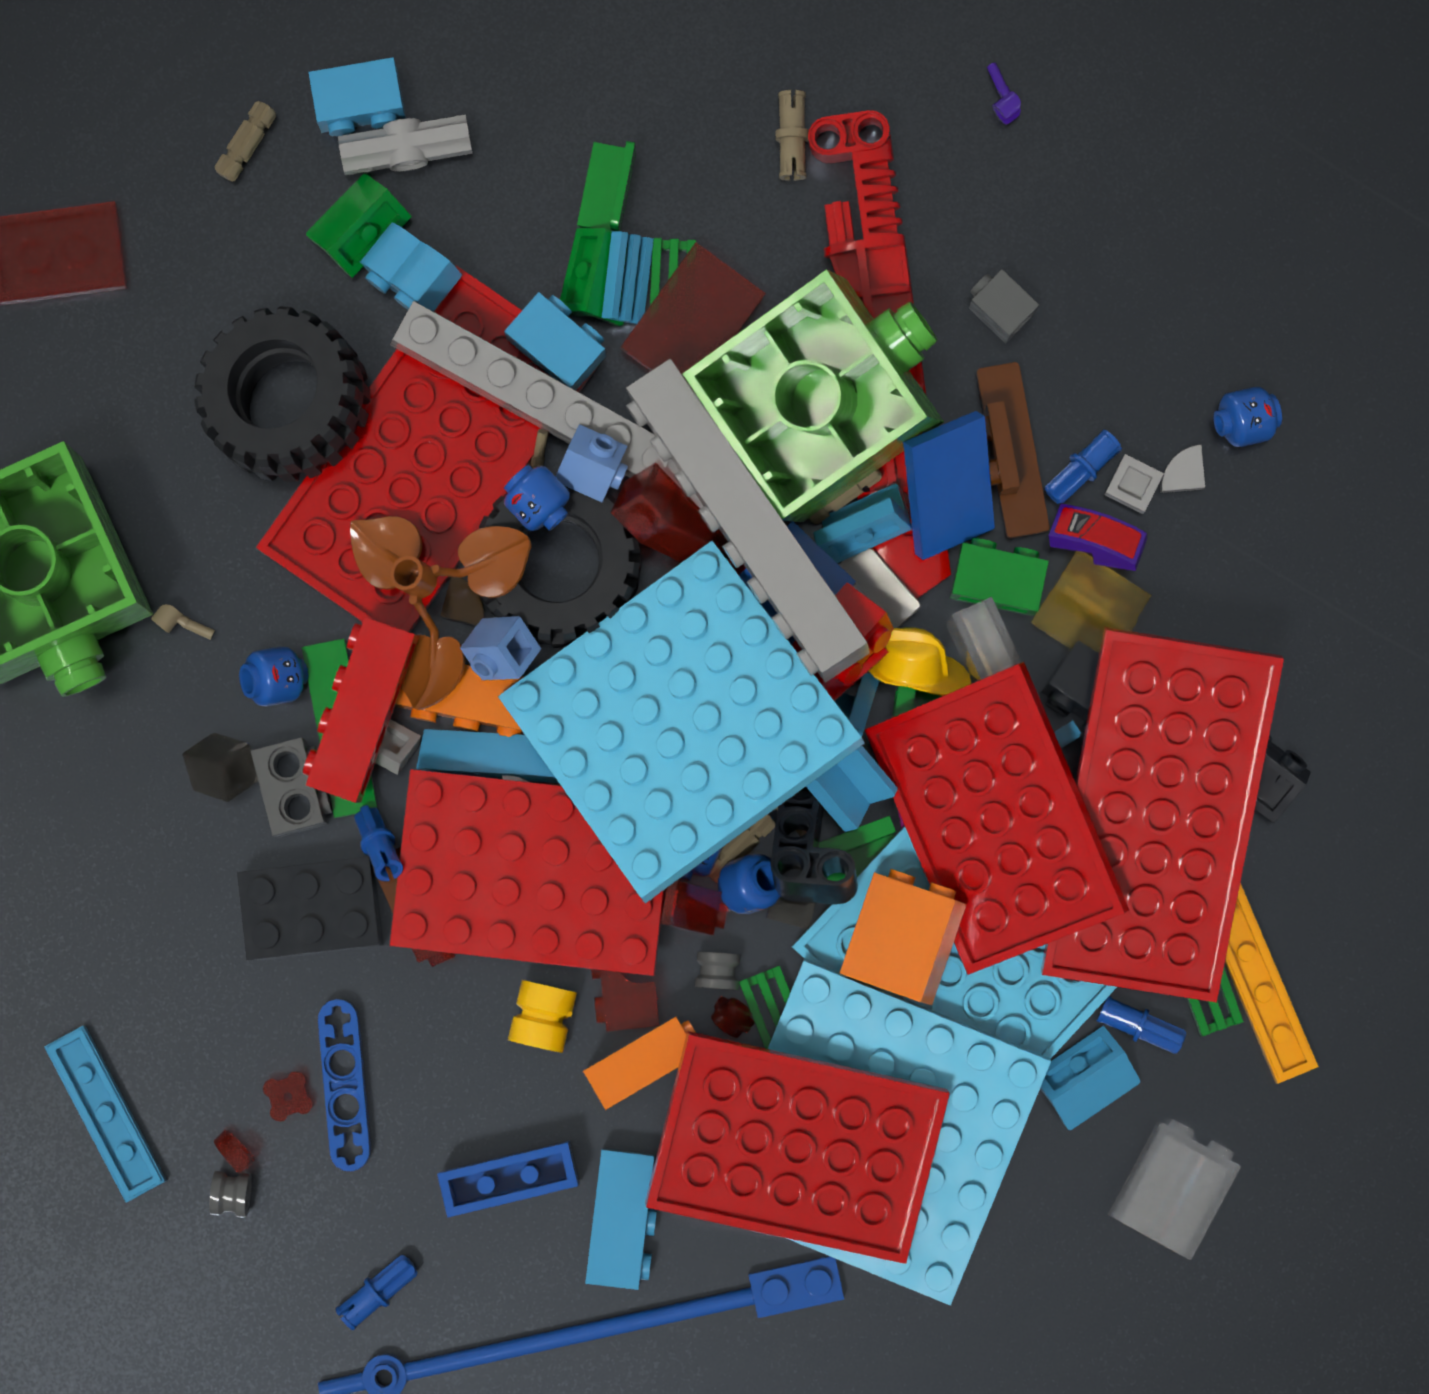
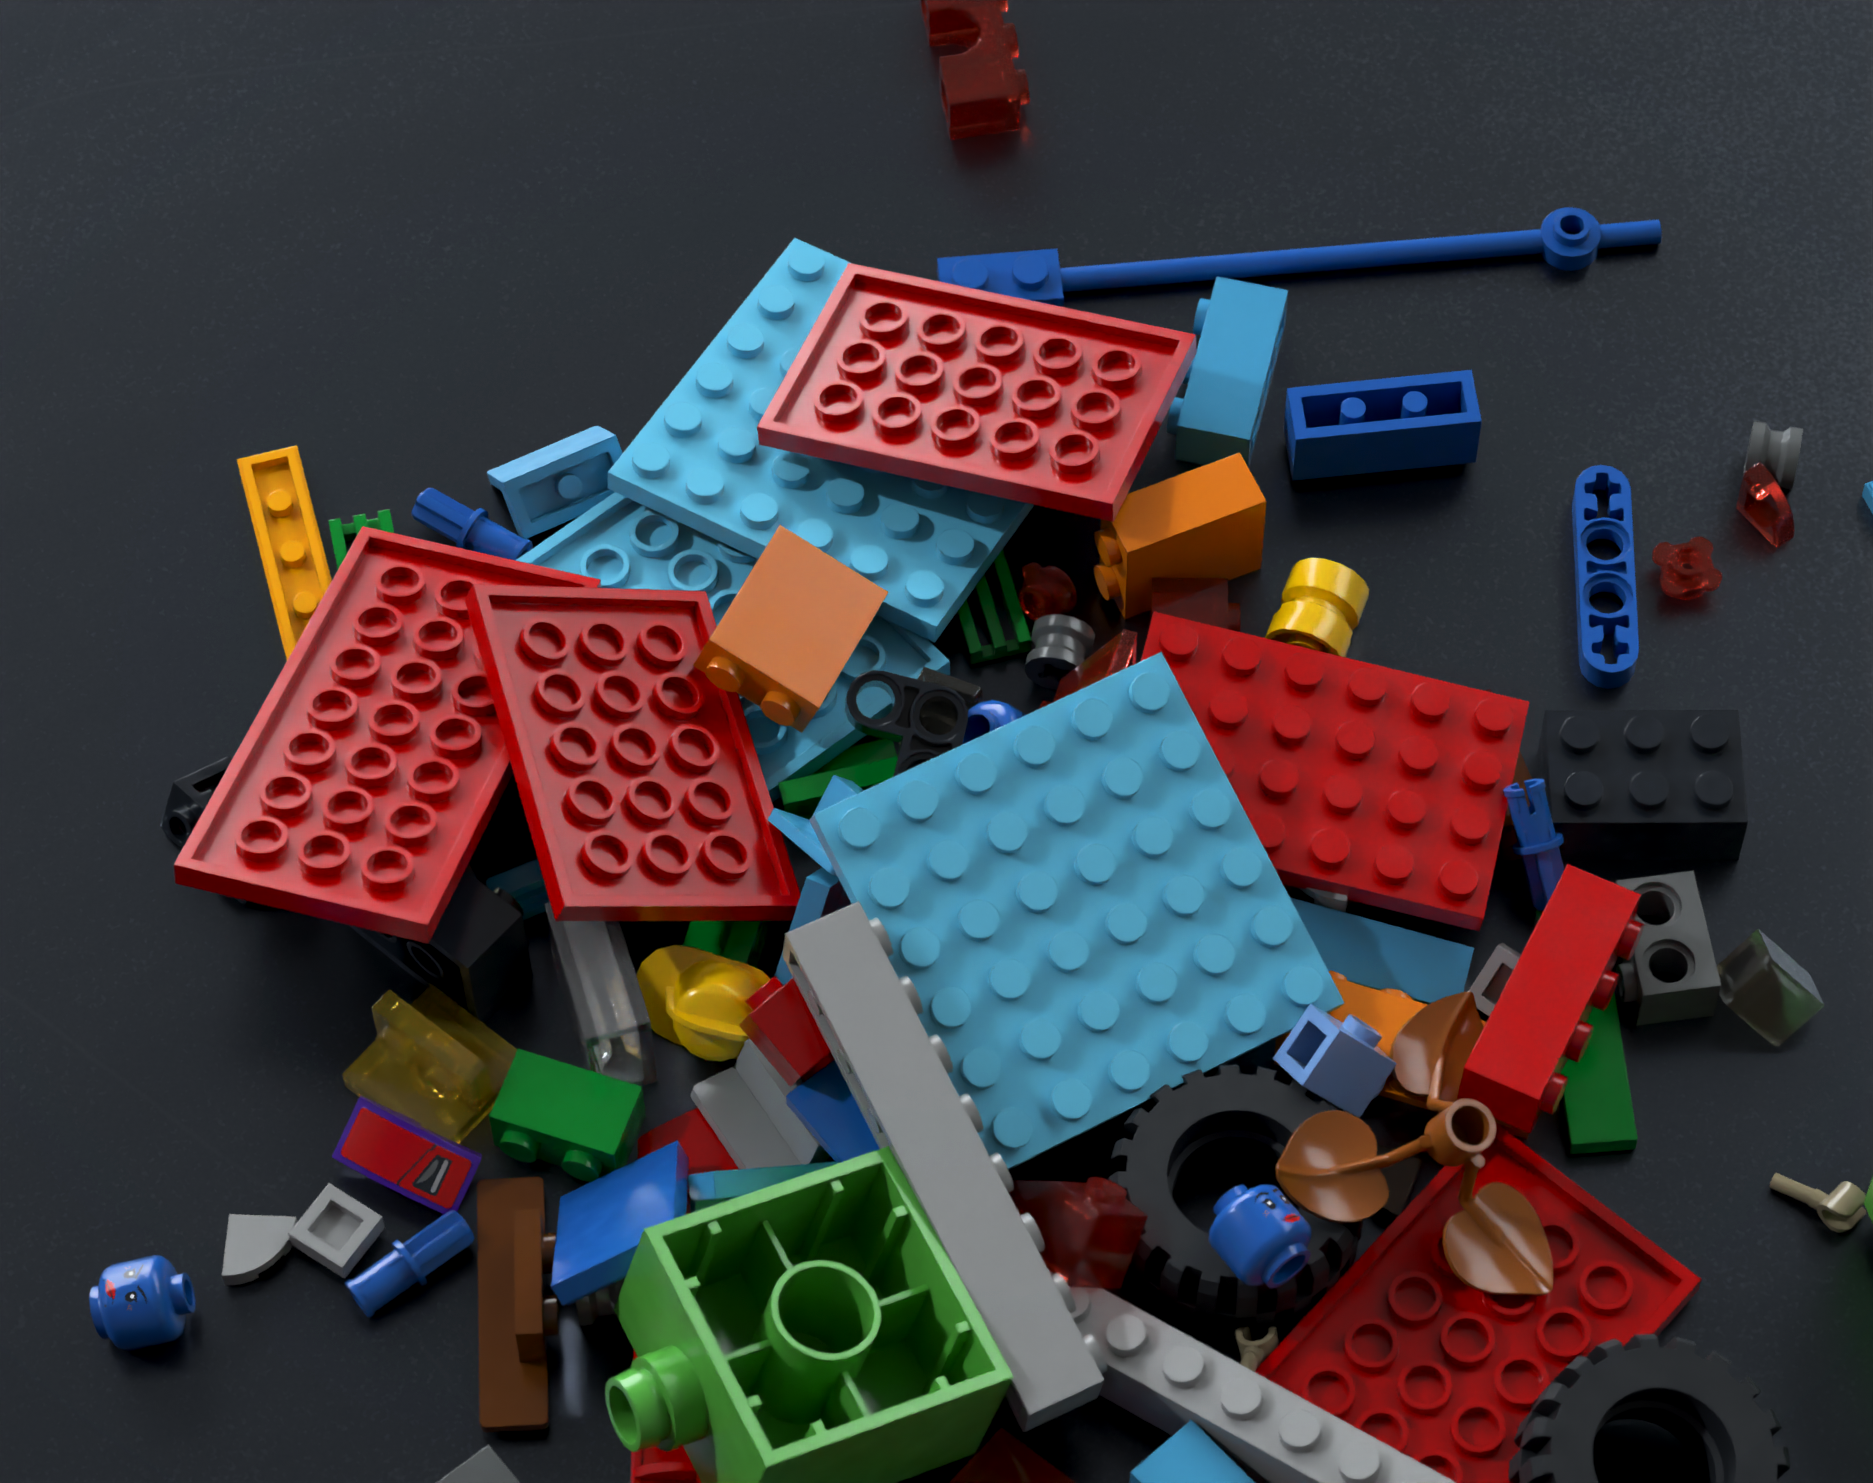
camera: 170 degrees left, 25 degrees down
(273, 676) = (1682, 1095): blue head -> none
(377, 1292) = (1574, 328): blue axle -> none
(592, 463) = (1169, 1289): medium blue brick -> none
(1175, 1188) = (466, 333): clear brick -> none

